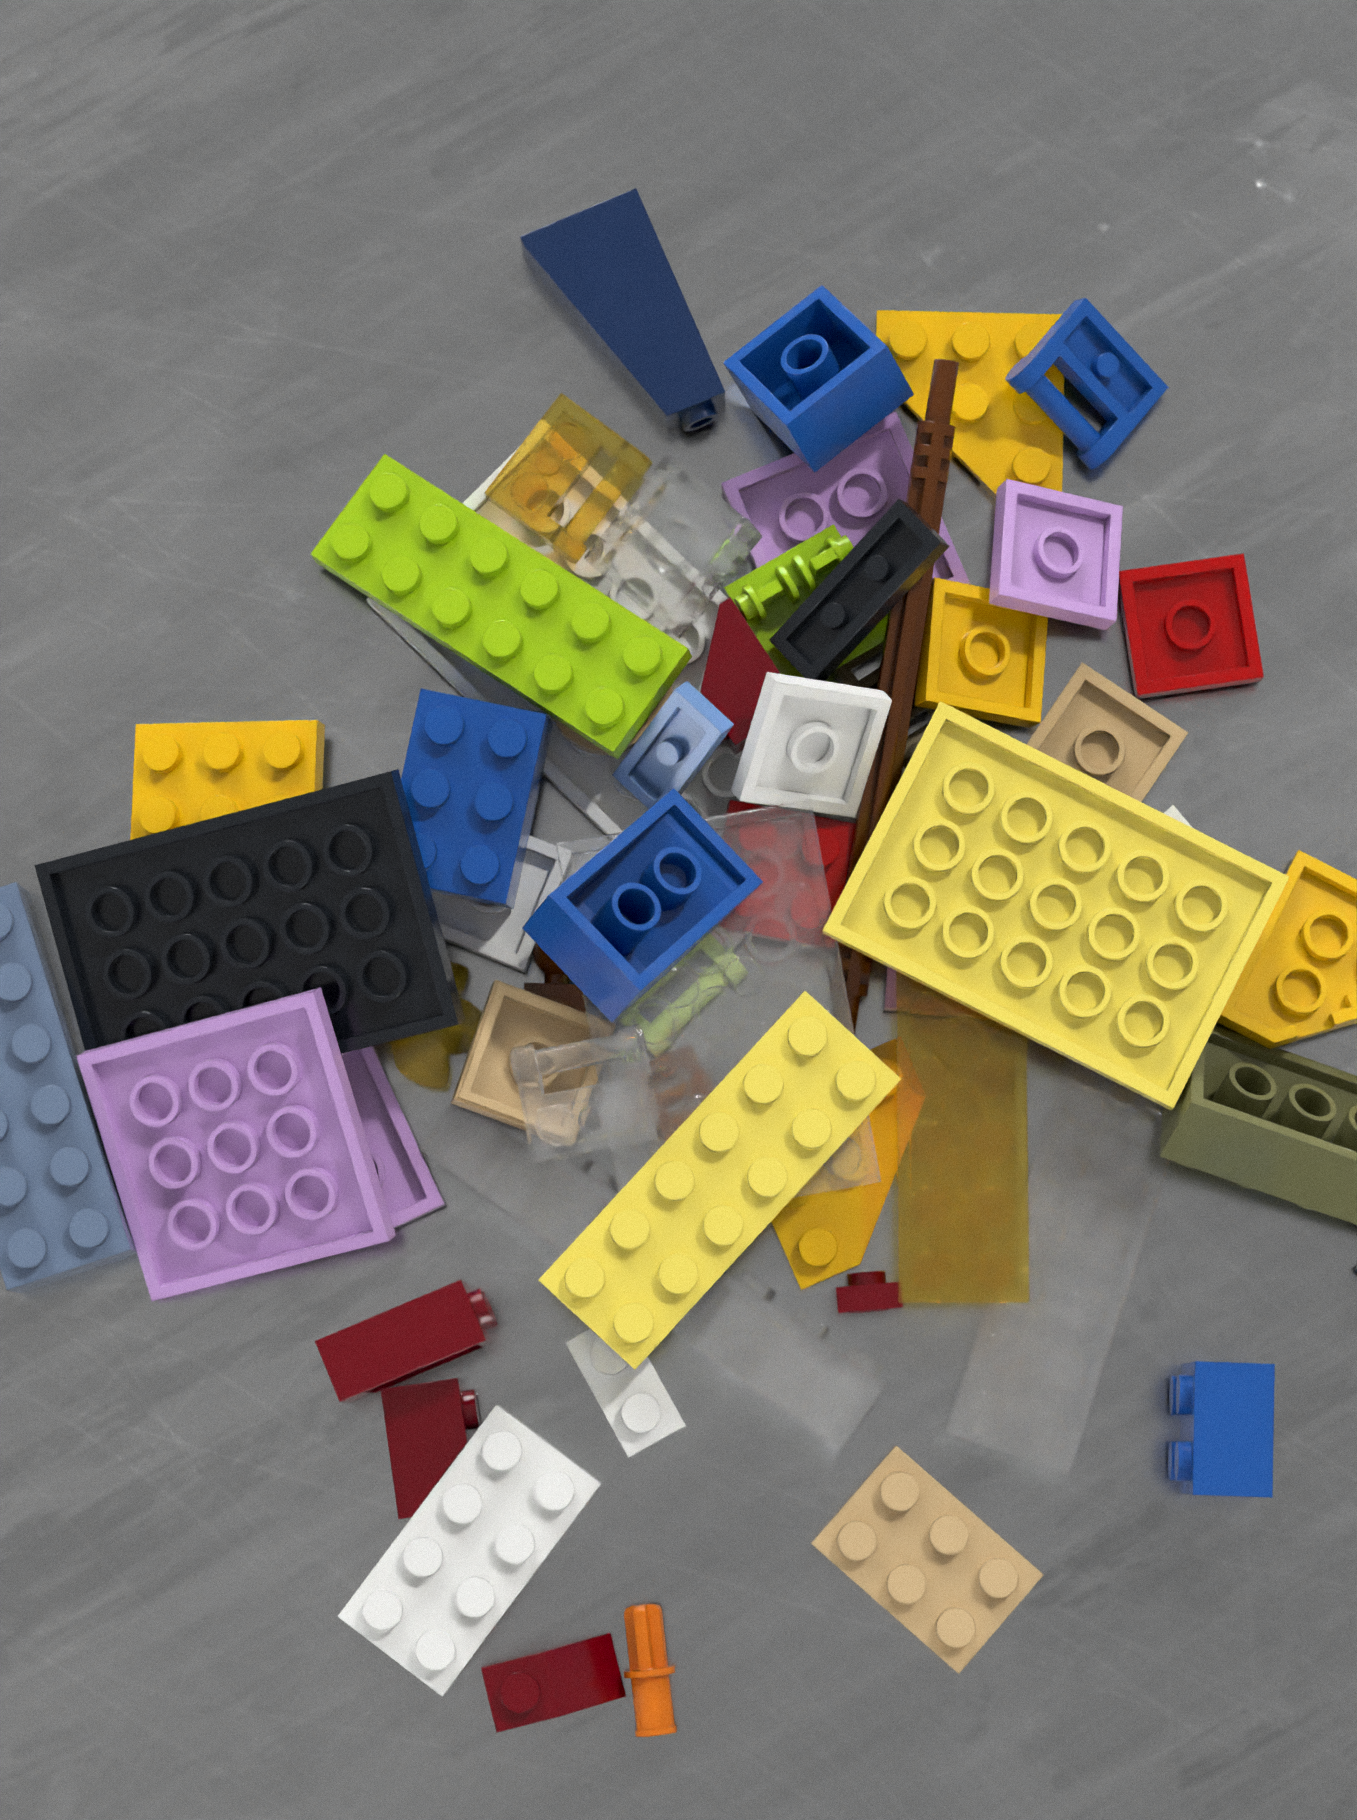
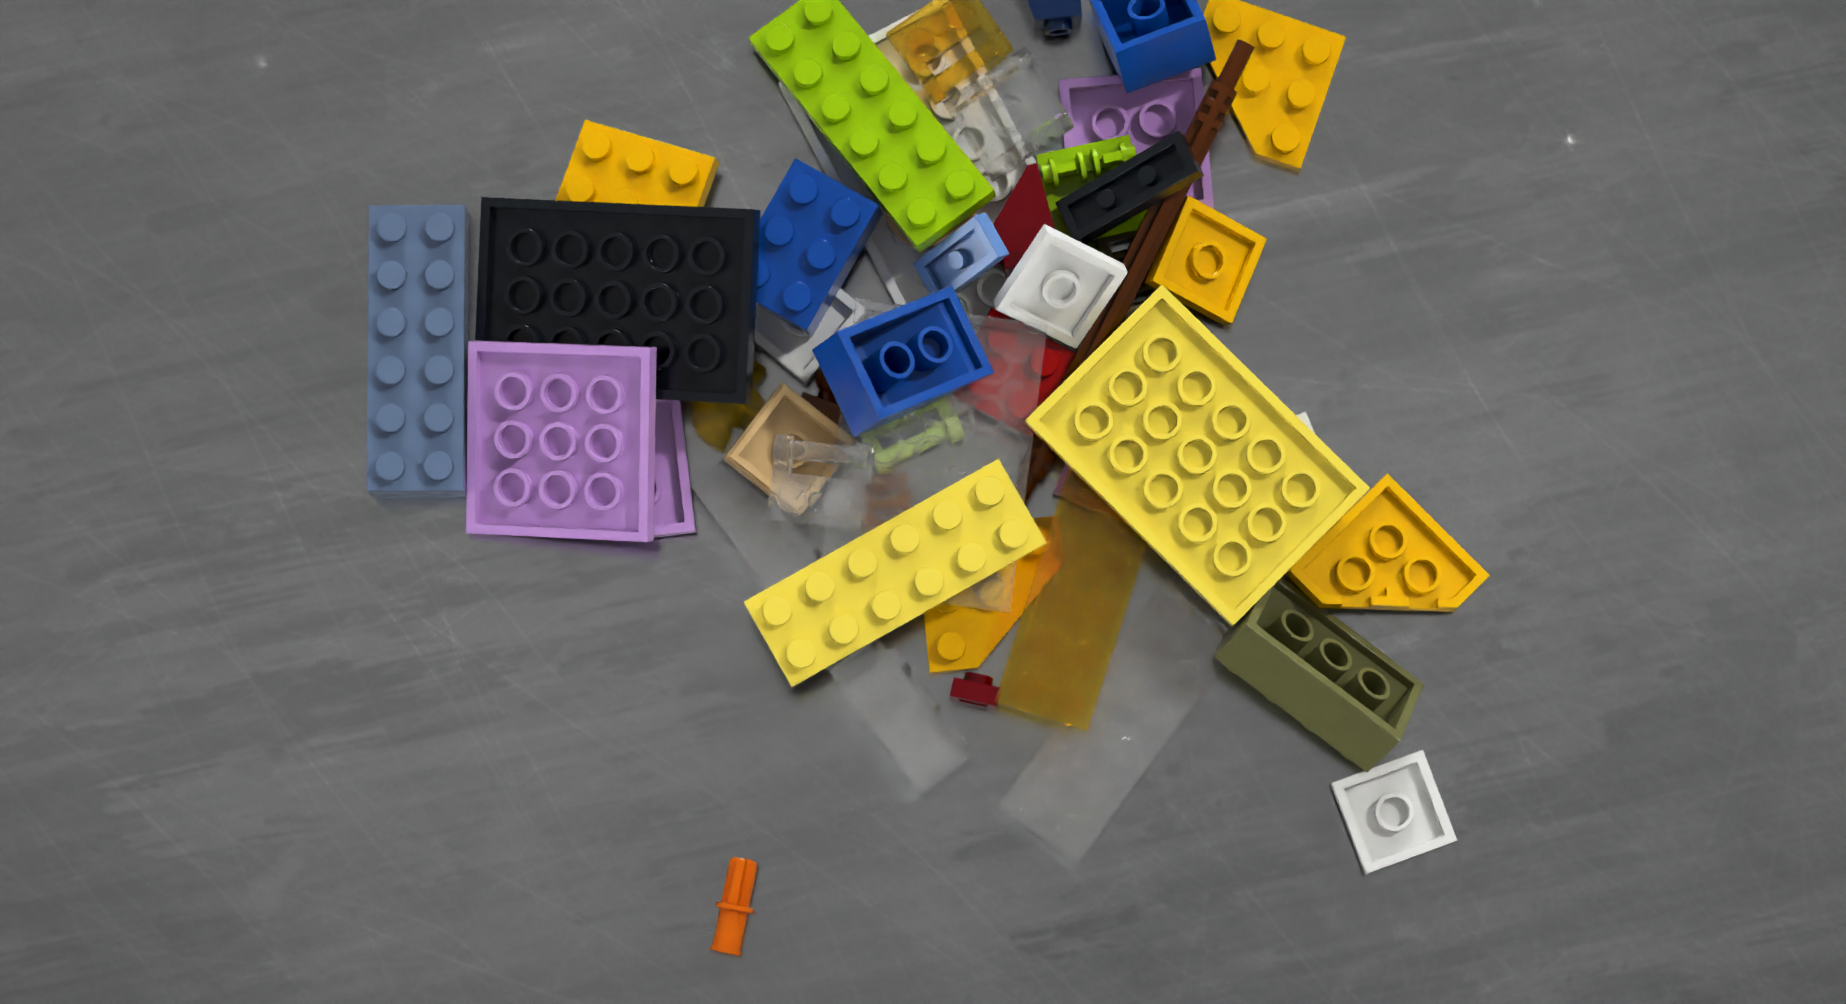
camera: 15 degrees right, 0 degrees up
(407, 1340) = (638, 617): dark red window -> none
(425, 1435) = (629, 691): dark red slope -> none
(470, 1550) = (635, 780): white brick -> none
(553, 1682) = (664, 891): dark red slope -> none
(630, 1398) = (783, 709): white brick -> none
(927, 1559) = (957, 891): tan plate -> none
(1056, 554) = (1282, 207): lavender plate -> none
(1101, 369) = (1358, 84): blue plate -> none
(1108, 734) = (1277, 348): tan plate -> none
(1189, 626) = (1362, 289): red plate -> none
(1223, 1429) = (1197, 864): blue brick -> none

